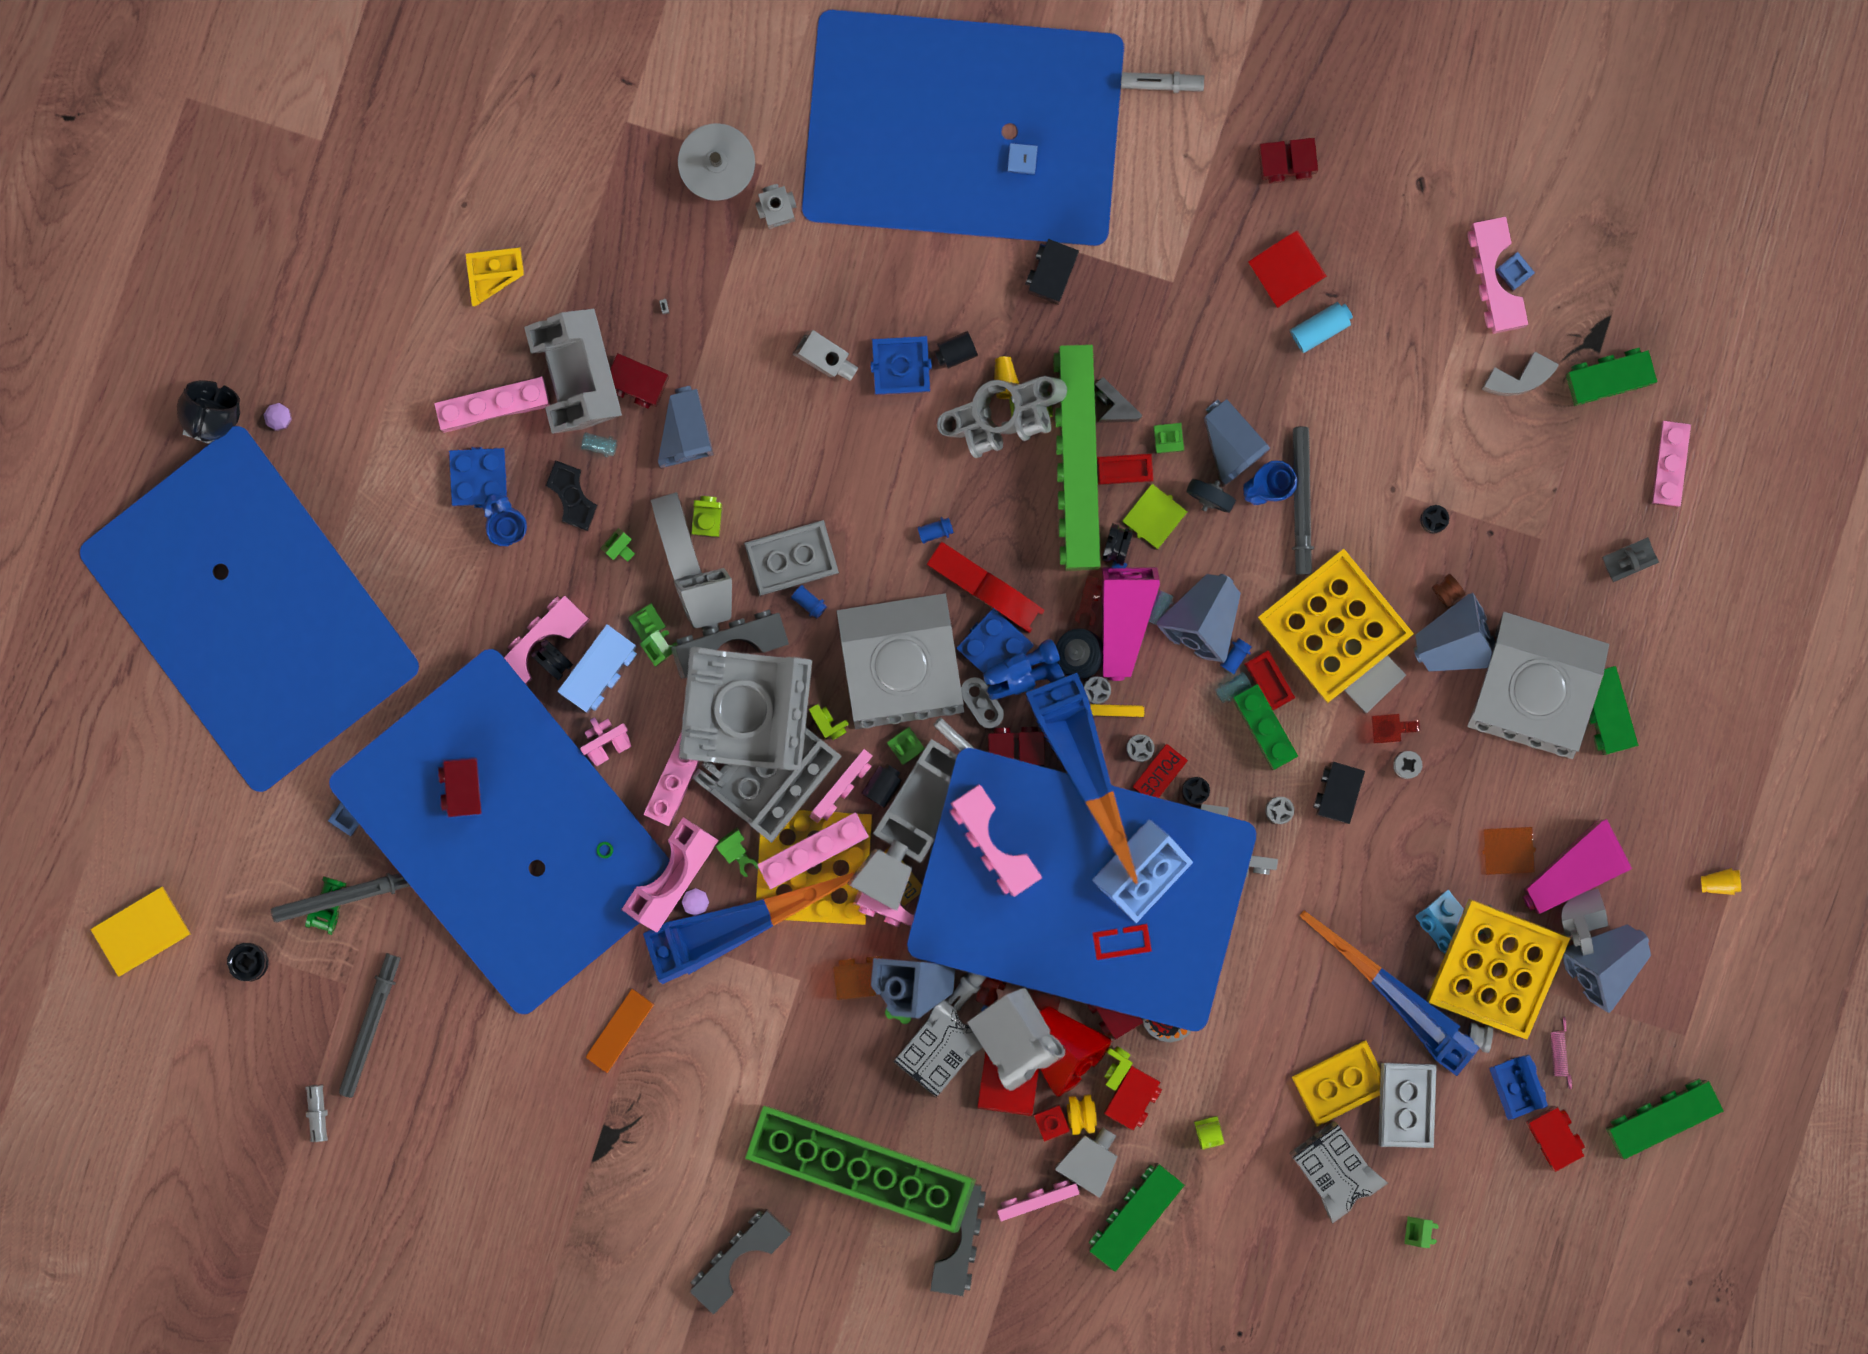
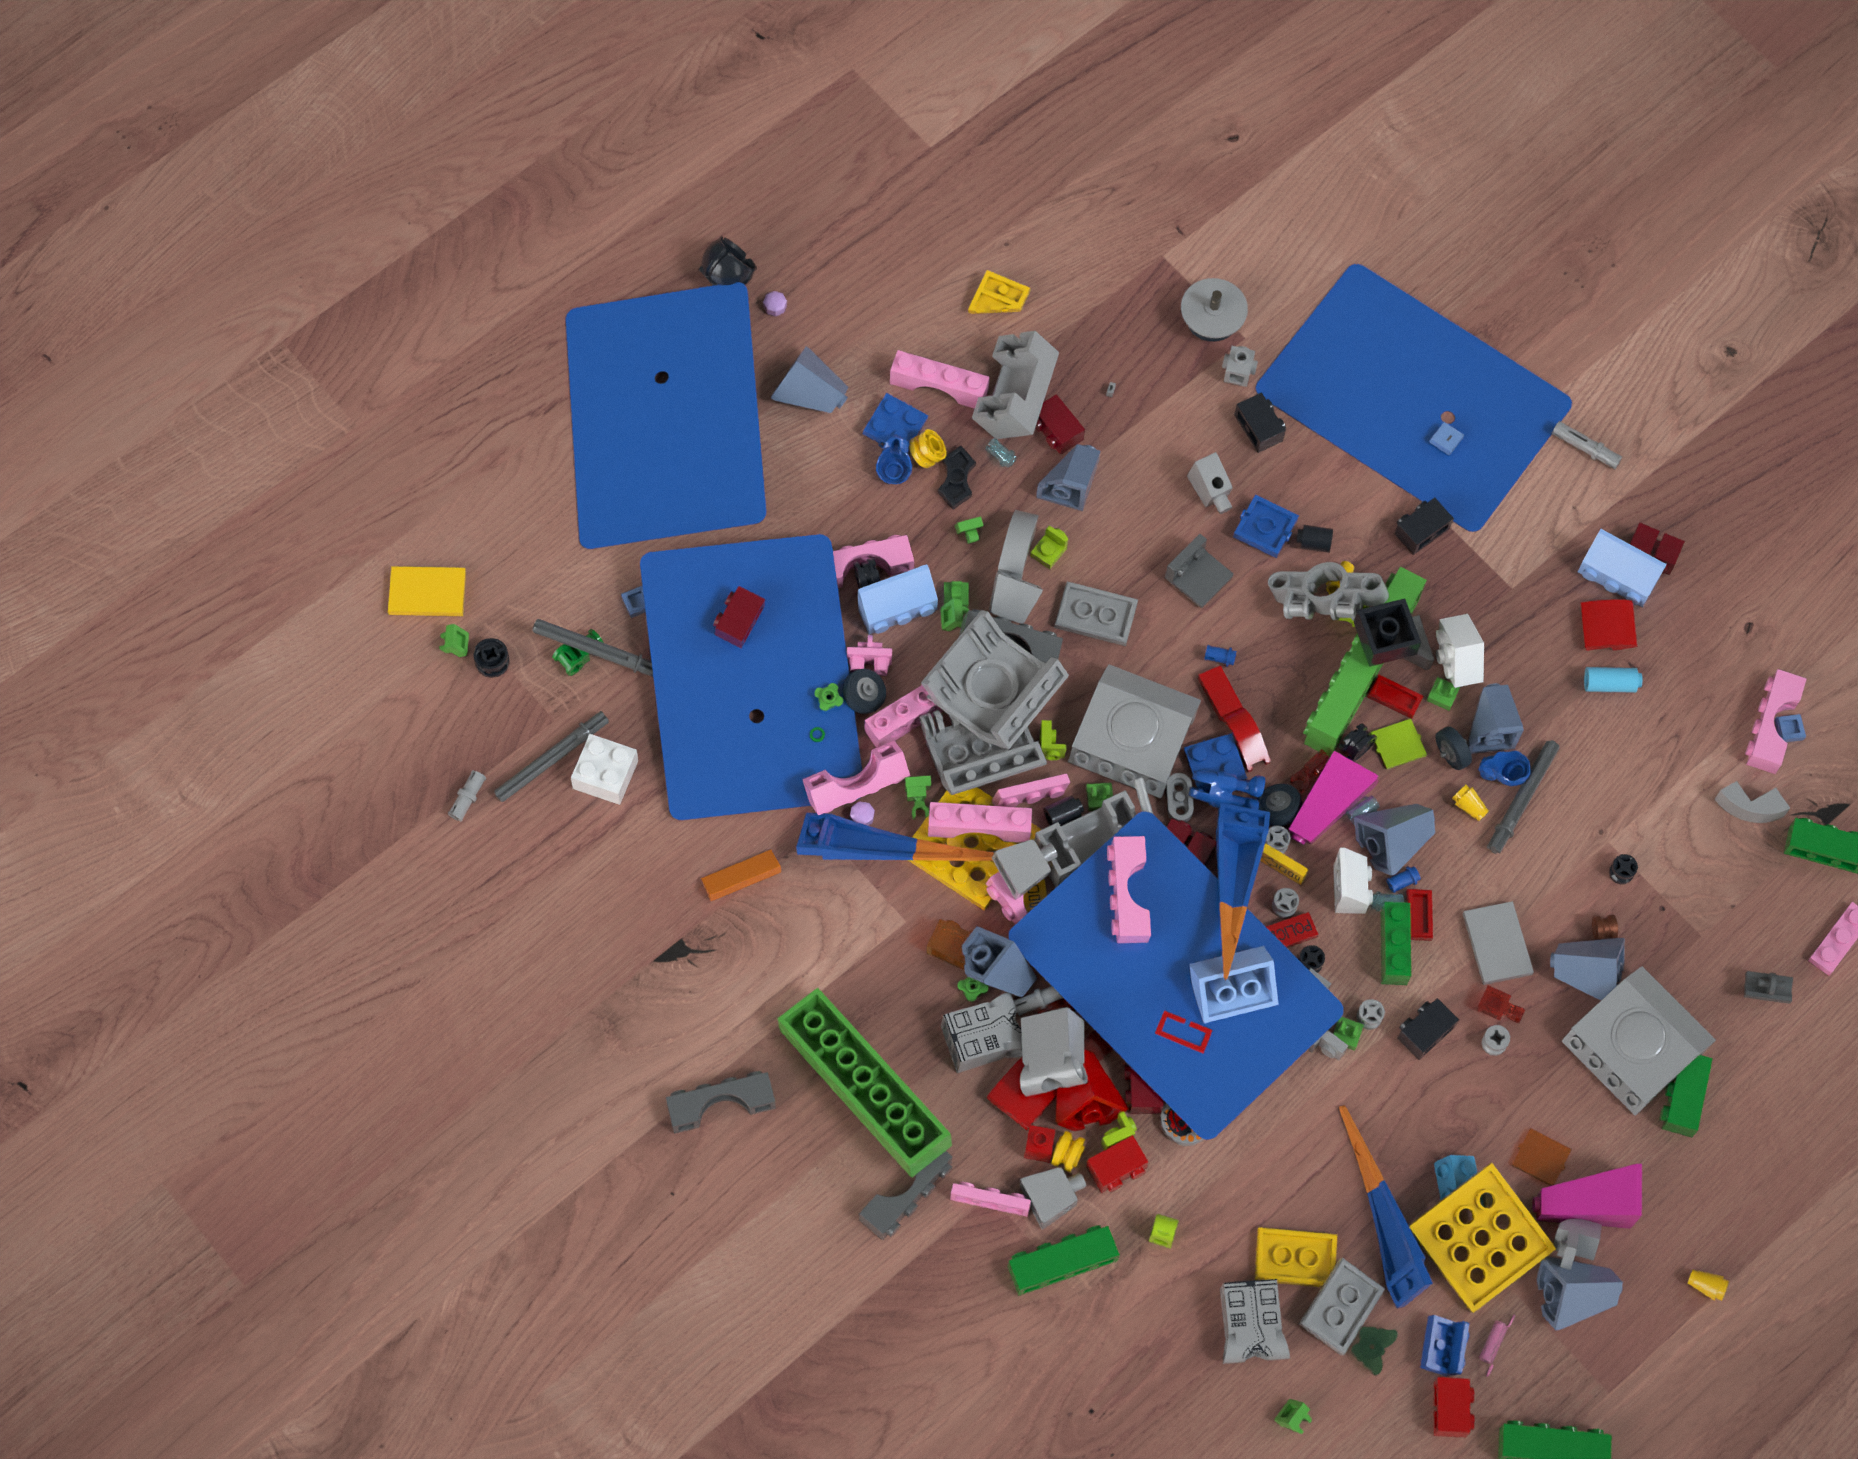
camera: 30 degrees right, 20 degrees down
(203, 967) = (455, 640): none -> bright green tile
(370, 488) = (811, 385): none -> sand blue slope
(428, 1009) = (604, 769): none -> white brick
(527, 488) = (927, 448): none -> yellow wheel
(594, 817) = (826, 704): none -> bright green plate
(622, 779) = (864, 691): none -> black wheel
(809, 602) = (1092, 655): blue pin -> none
(832, 255) = (1260, 422): none -> black brick
(867, 457) = (1198, 573): none -> dark grey bracket
(1088, 433) = (1387, 632): none -> black brick
(1163, 394) = (1460, 650): none -> white brick
(1191, 692) = (1351, 882): none -> white slope
(1254, 538) = (1470, 802): none -> yellow cone
(1268, 206) = (1621, 568): none -> light blue slope
(1268, 840) = (1348, 1032): none -> bright green tile
(1319, 585) = (1493, 937): yellow piece -> none
(1458, 1115) = (1380, 1340): none -> clear green animal
(1481, 1036) = (1437, 1289): light grey wheel -> none

